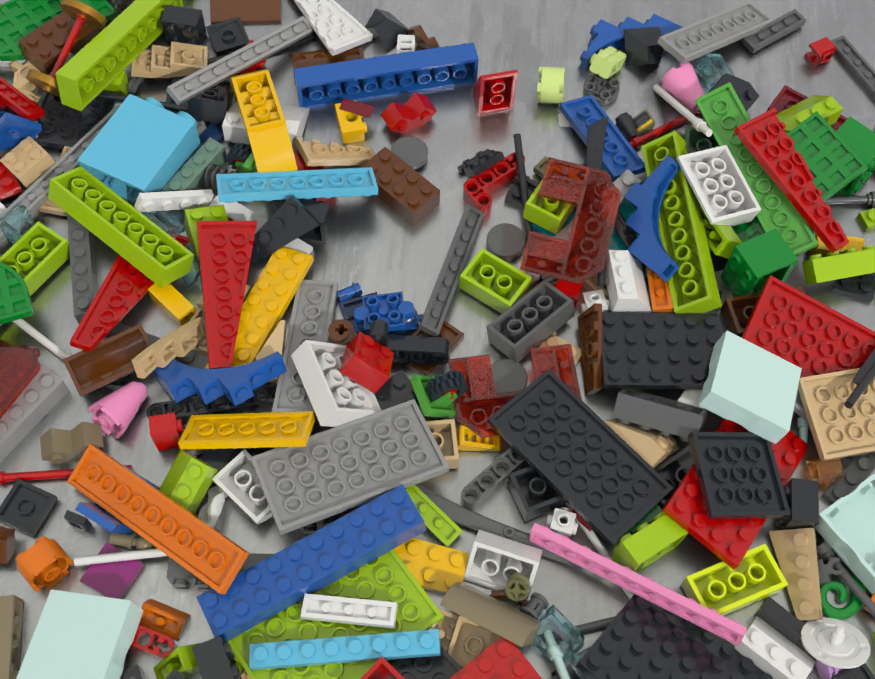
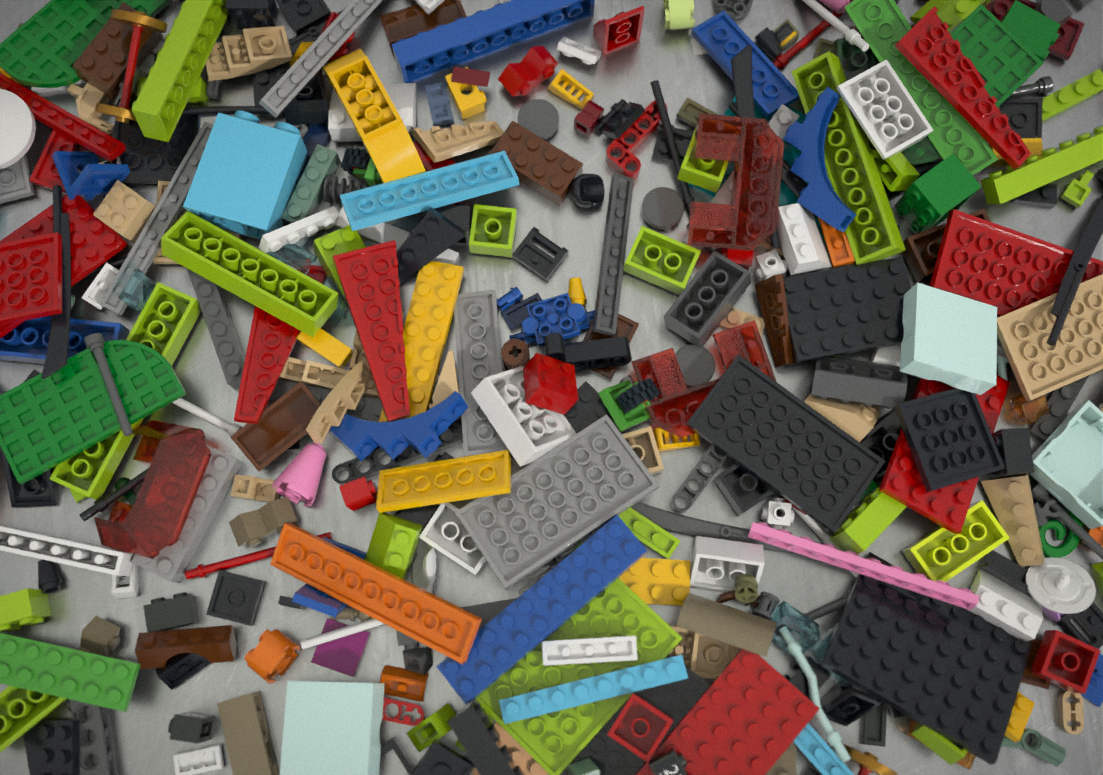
camera: 10 degrees left, 15 degrees up
(70, 413) = (254, 488): none -> tan slope
(152, 321) = (312, 373): none -> tan slope
(183, 597) = (418, 660): none -> dark grey slope
(325, 126) = (439, 104): none -> sand blue slope
(347, 232) = (493, 230): none -> lime brick
(382, 264) = (537, 259): none -> black plate
(412, 295) = (576, 291): none -> yellow cone
(440, 214) = (588, 190): none -> black hair
(443, 127) = (562, 93): none -> yellow slope
(450, 102) = (573, 48): none -> white plate
(454, 157) = (588, 118): none -> dark red leg
(851, 218) = (1024, 116): none -> black plate

